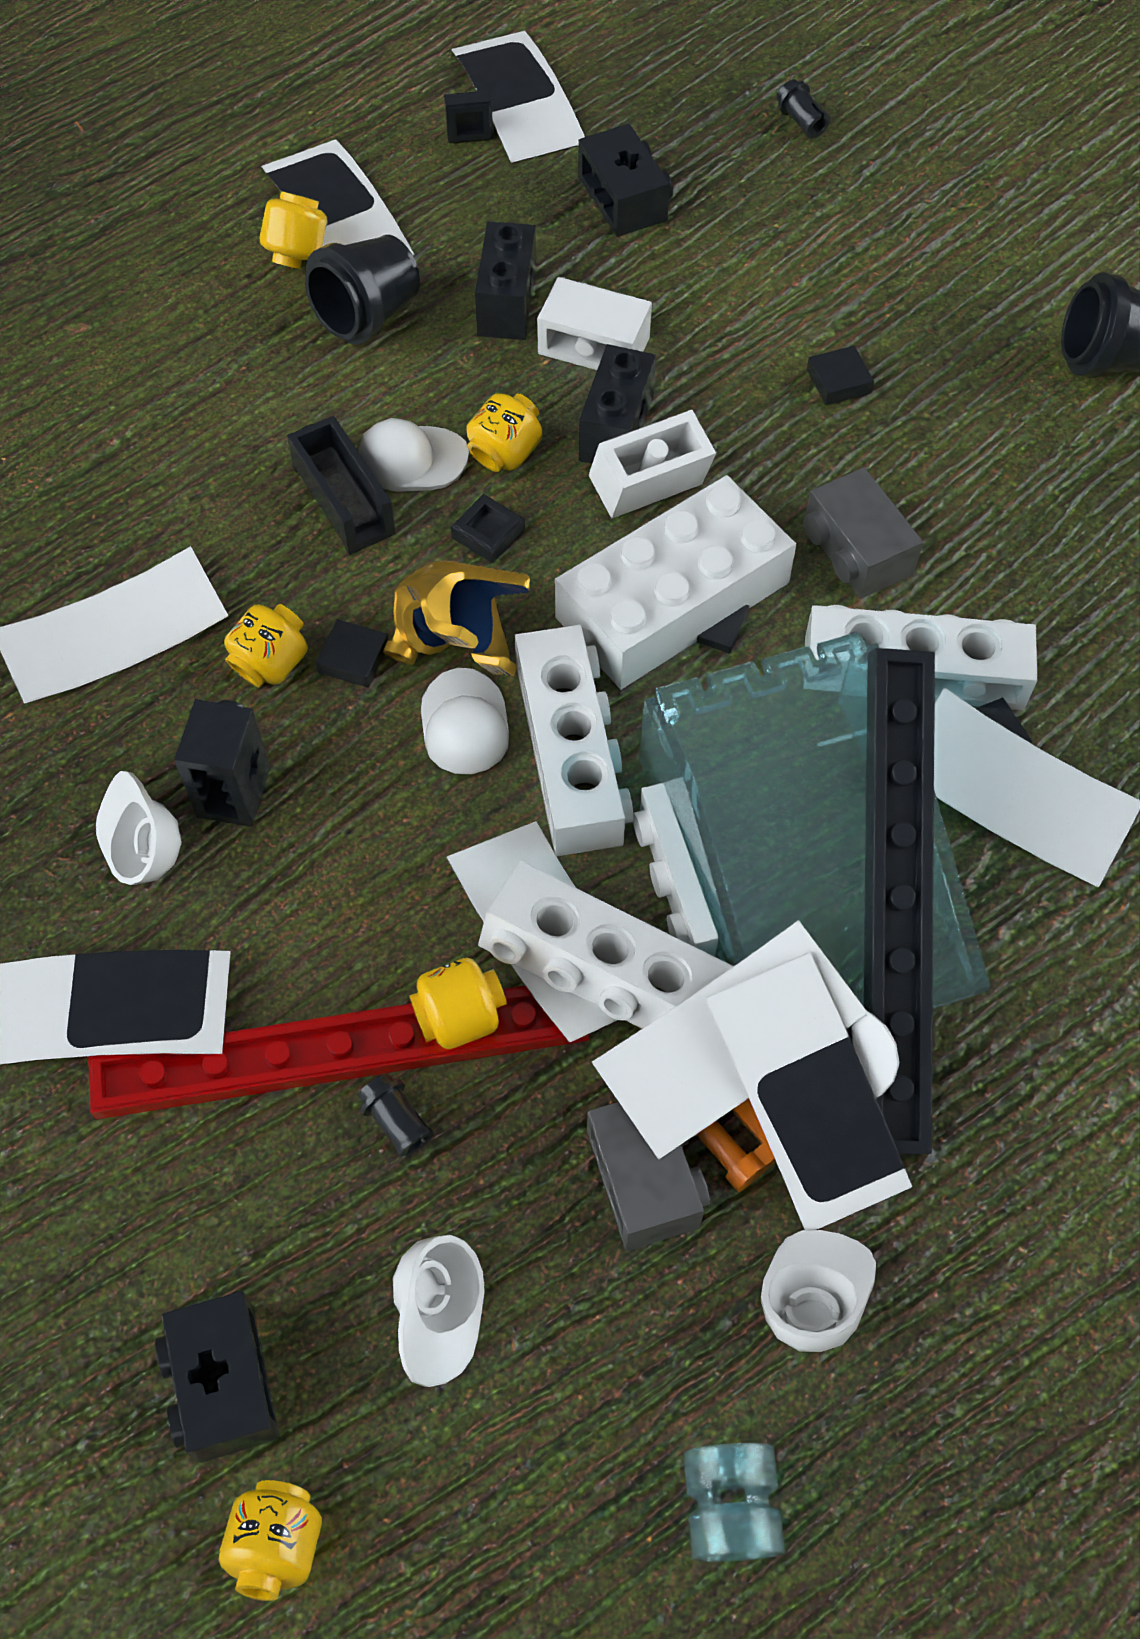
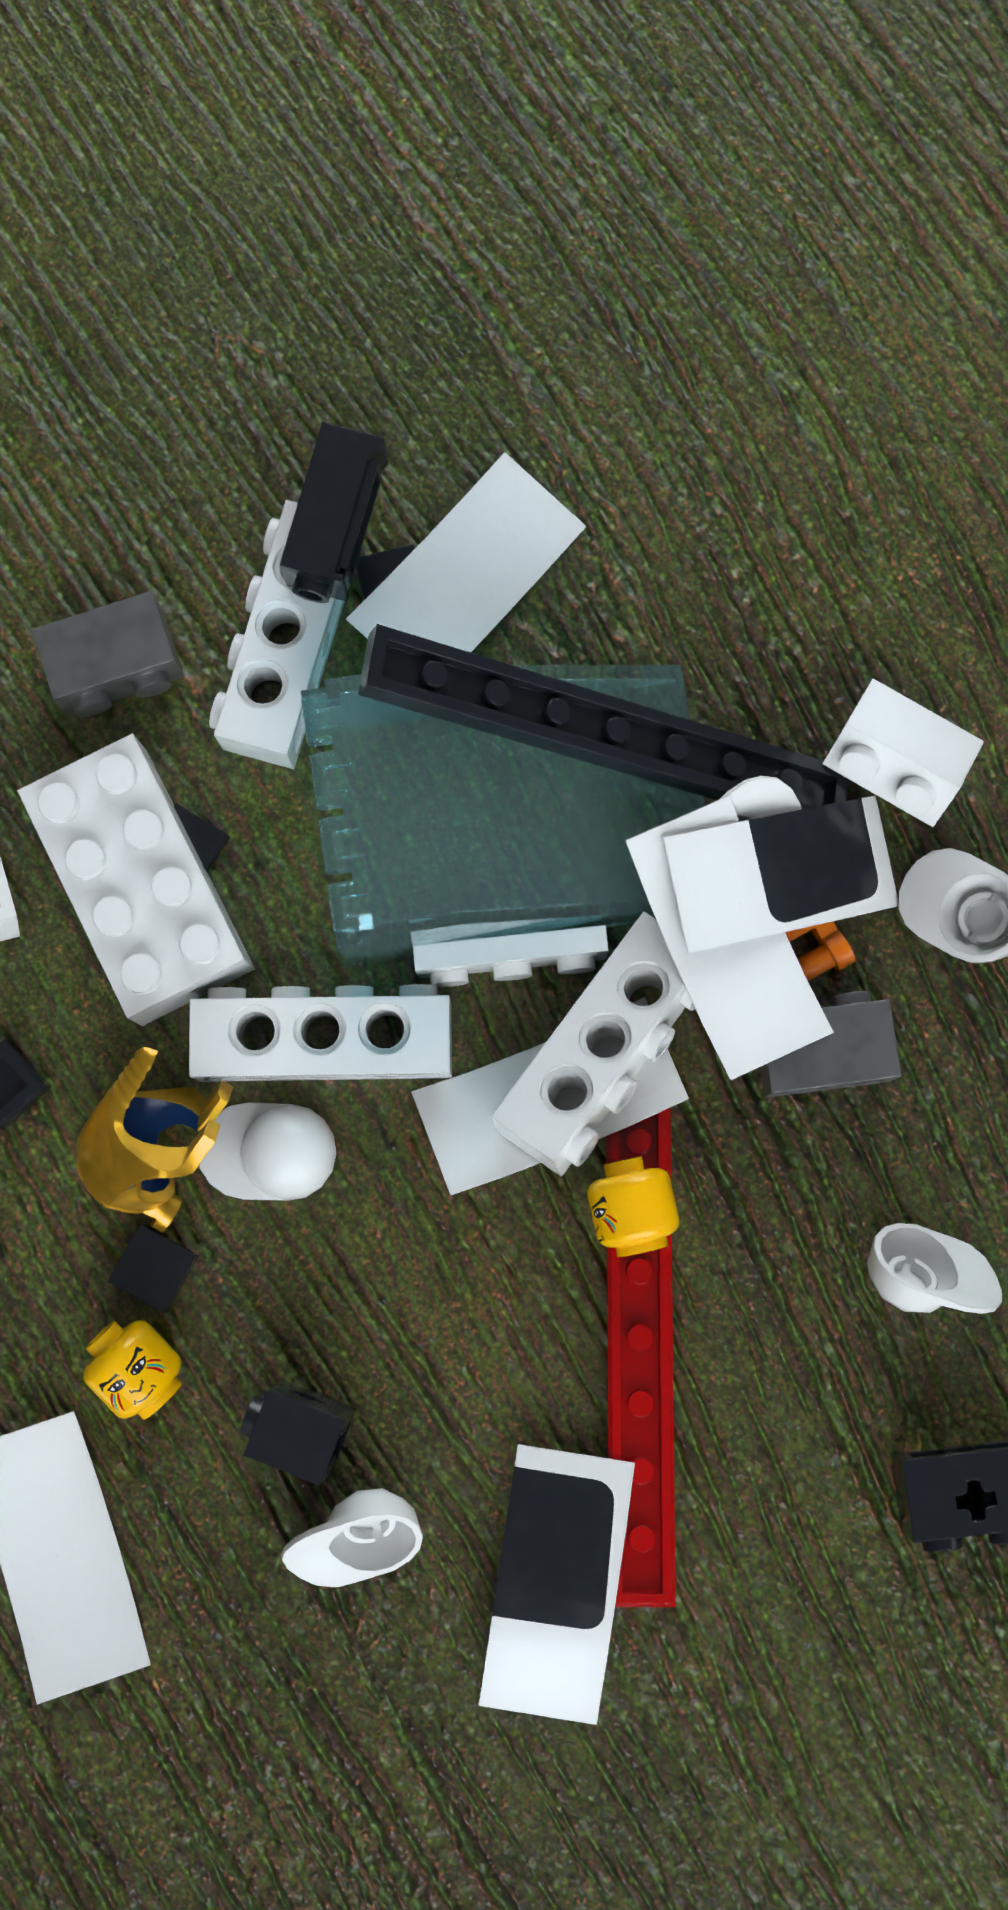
camera: 75 degrees left, 20 degrees up
(395, 1114) = (727, 1288): black pin -> none
(961, 1196) = (903, 753): none -> white brick
(1033, 648) = (333, 513): none -> black window

